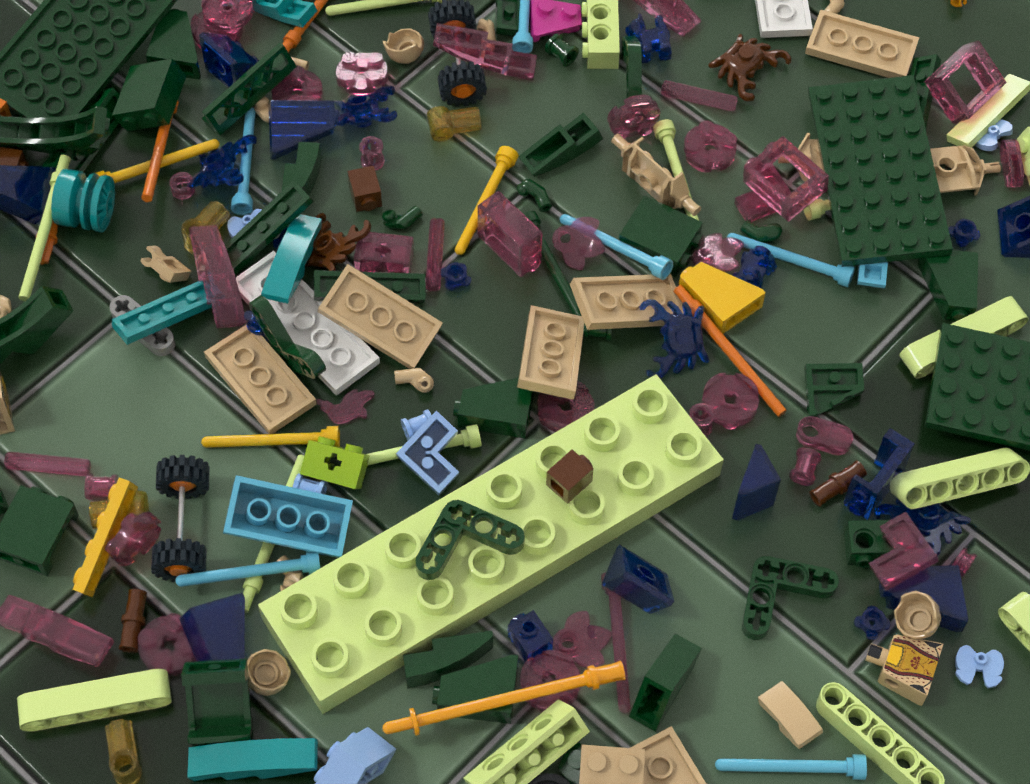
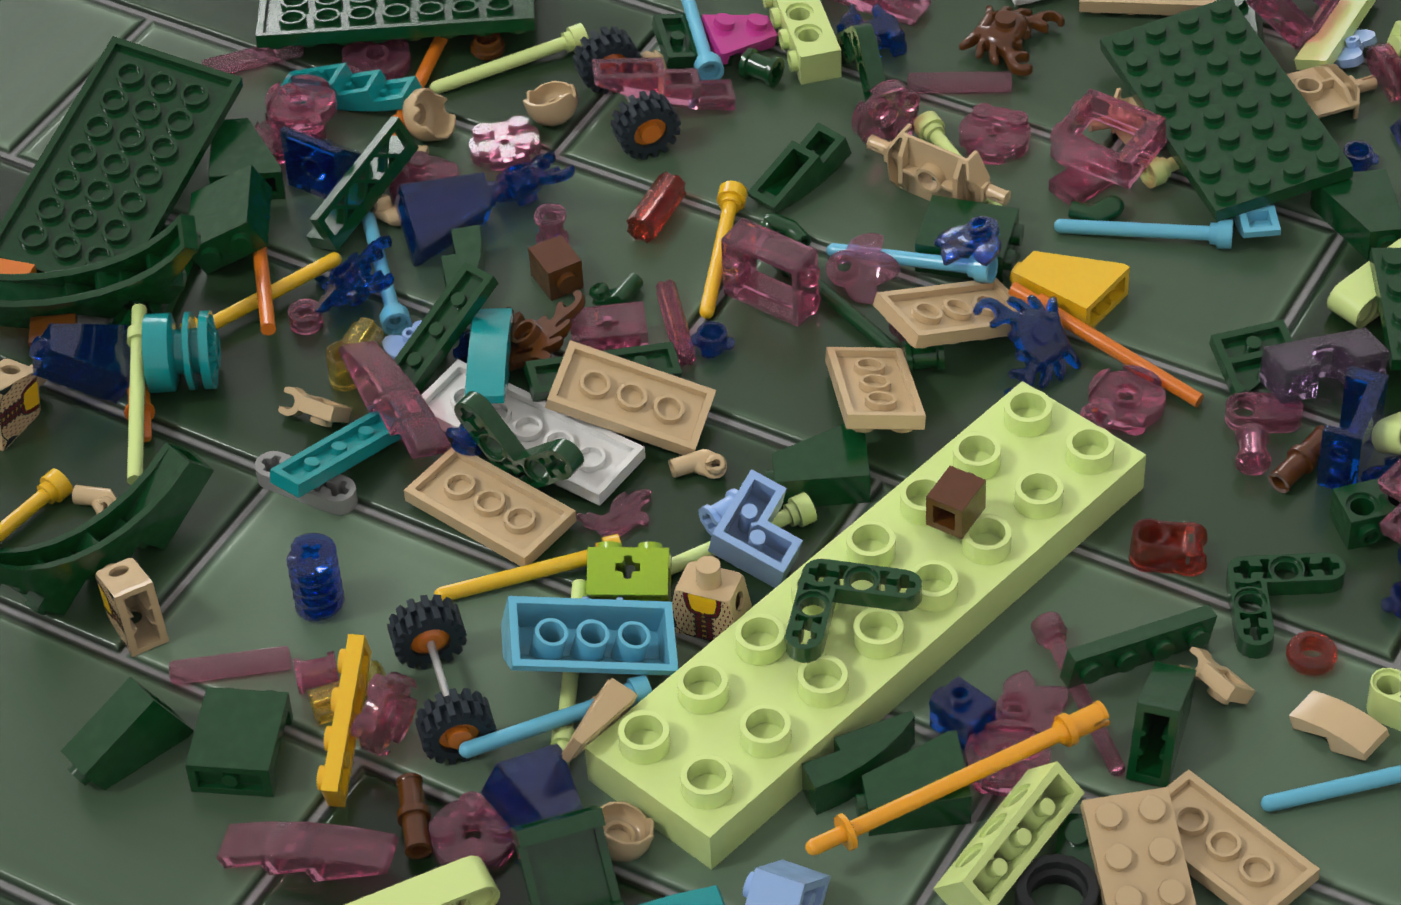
camera: 10 degrees left, 15 degrees down
(119, 413) = (315, 577): none -> clear blue piece
(279, 578) = (607, 707): none -> tan slope
(314, 37) = (427, 117): none -> tan hair
(380, 501) = (708, 599): none -> tan torso
(446, 123) = (636, 175): clear yellow piece -> none
(450, 153) = (656, 207): none -> clear red axle
(555, 418) = (892, 450): clear pink plate -> none
(638, 581) = (1077, 616): clear blue slope -> none
(656, 244) = (975, 238): none -> clear blue plate
(659, 618) = (1137, 646): none -> dark green plate
(718, 252) = (1052, 239): clear pink plate -> none
(718, 655) = (1222, 682): none -> tan plate
(721, 534) = (1164, 547): none -> clear red piece
(755, 265) = (1106, 243): clear blue piece -> none
(758, 486) = (1202, 474): clear blue slope -> none
(788, 659) = (1311, 665): none -> clear red piece
(898, 406) = (1294, 367): none -> clear purple arch

